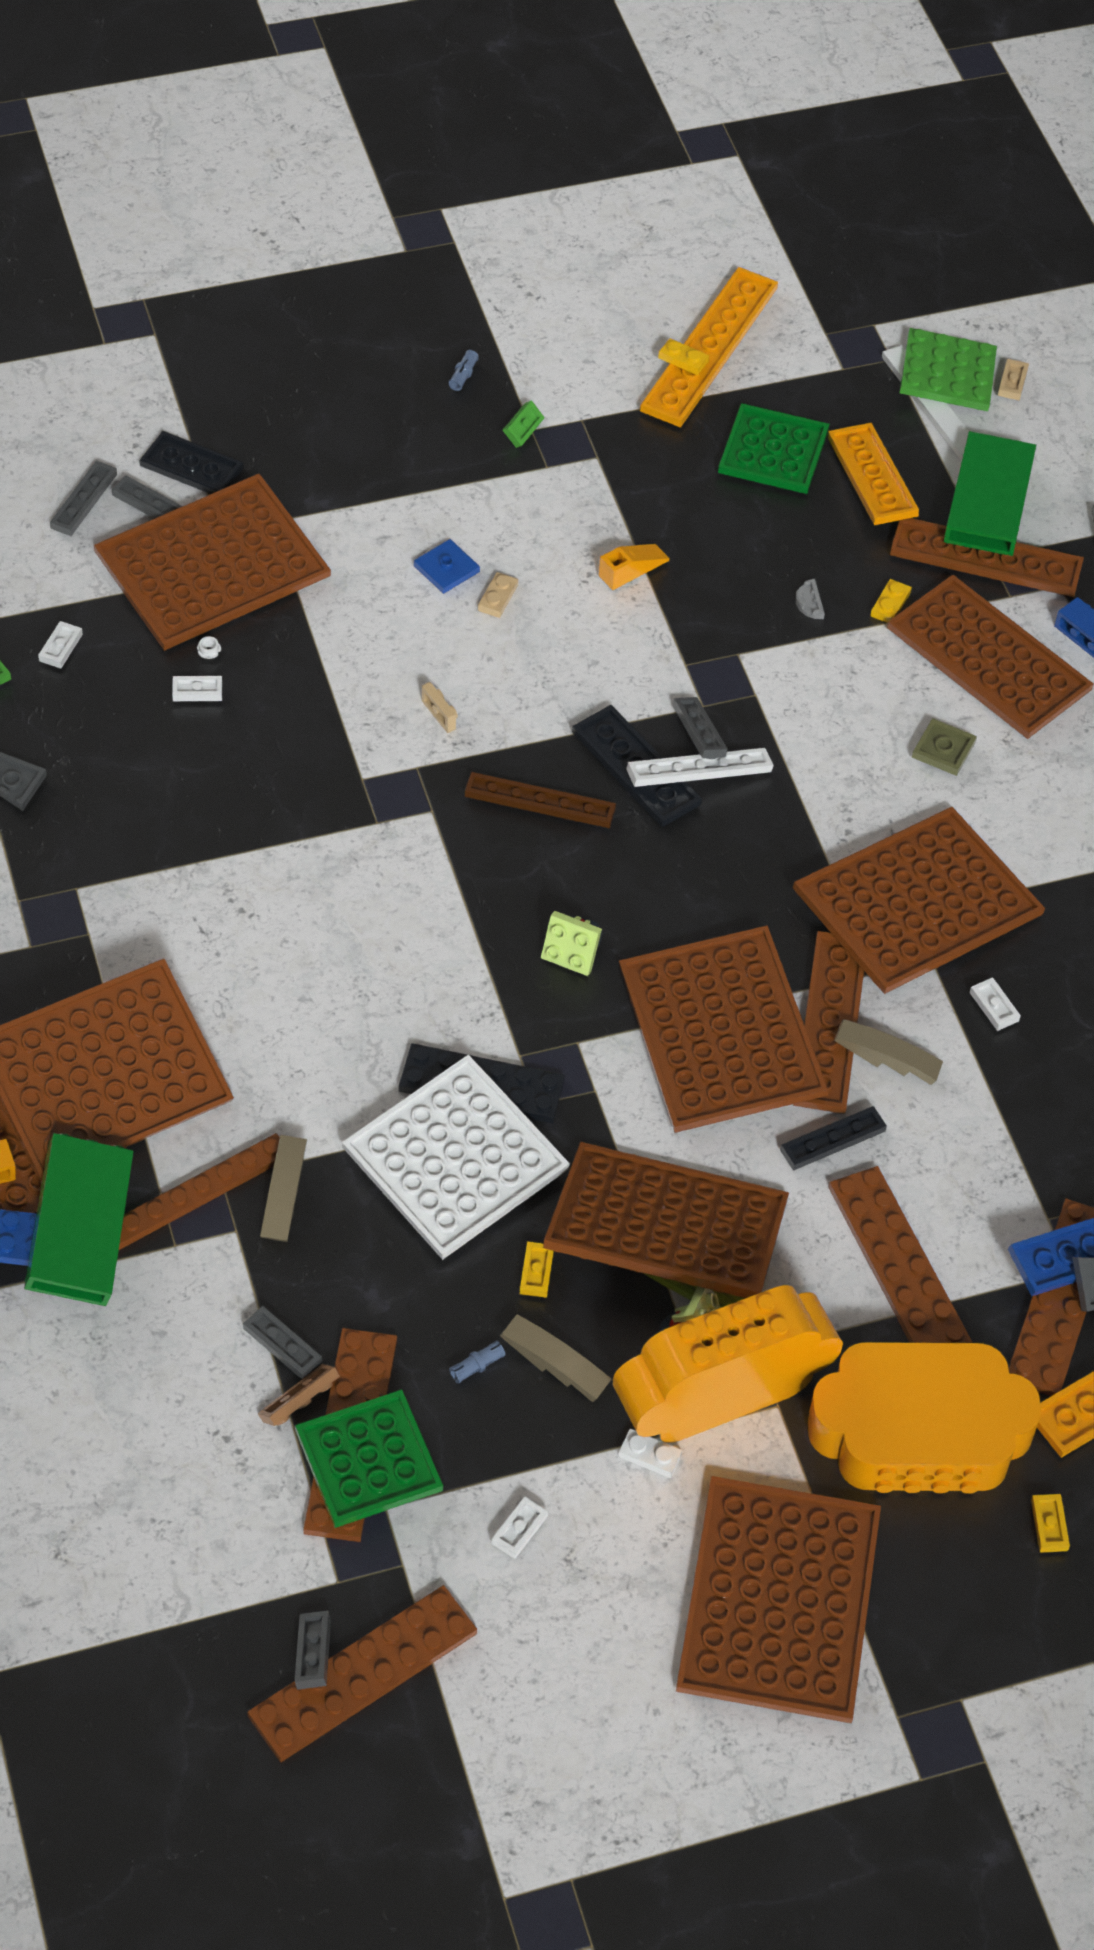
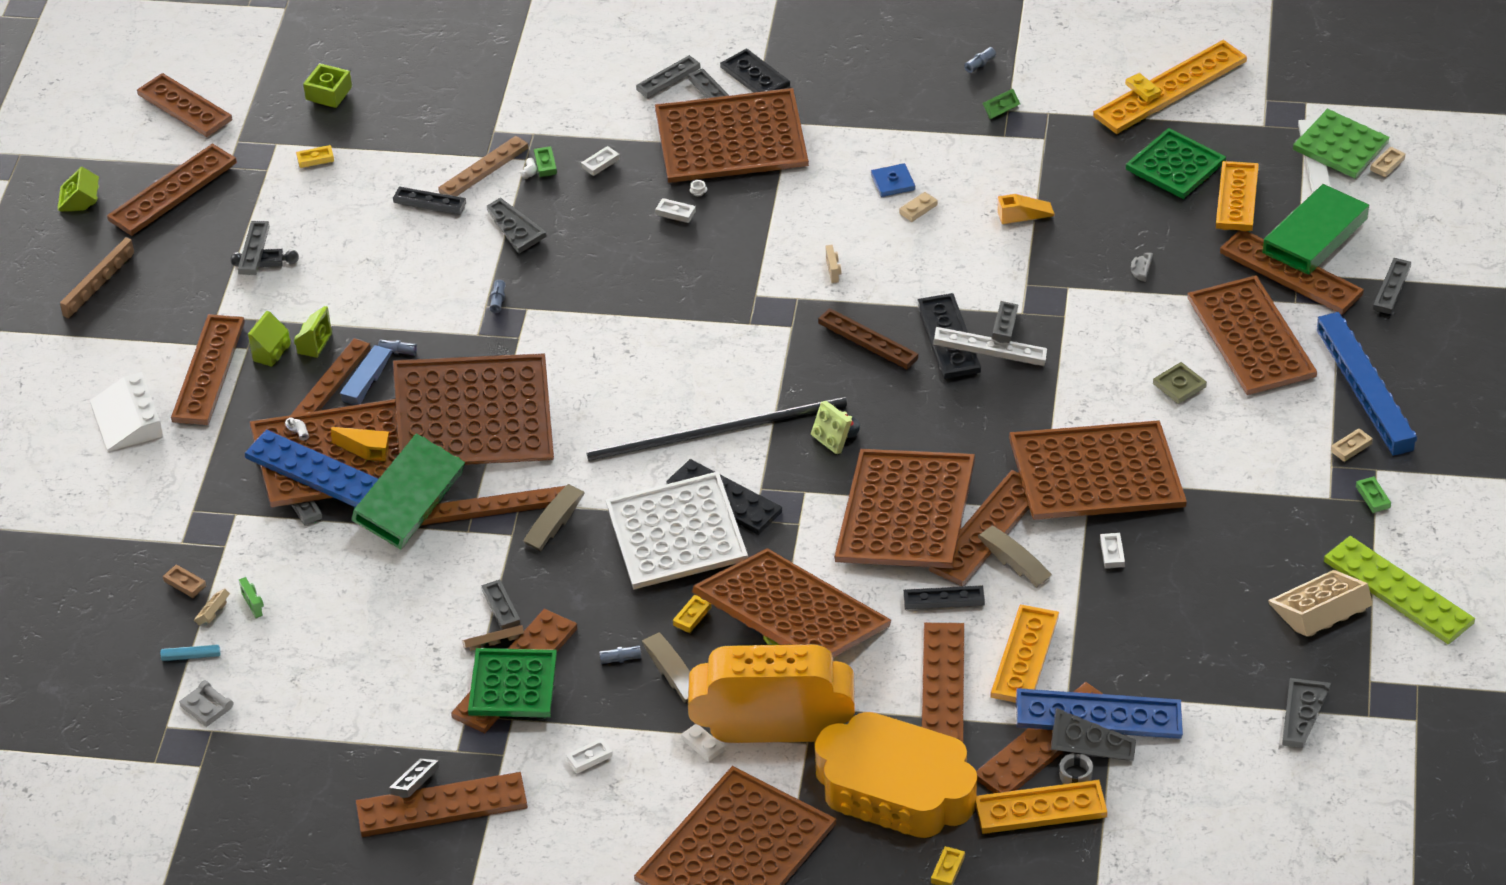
camera: 30 degrees right, 10 degrees down
(27, 872) = (497, 296): none -> sand blue pin
(416, 990) = (711, 430): none -> black piece
(891, 601) = (1202, 280): yellow plate -> none
(973, 1185) = (1025, 652): none -> light orange plate

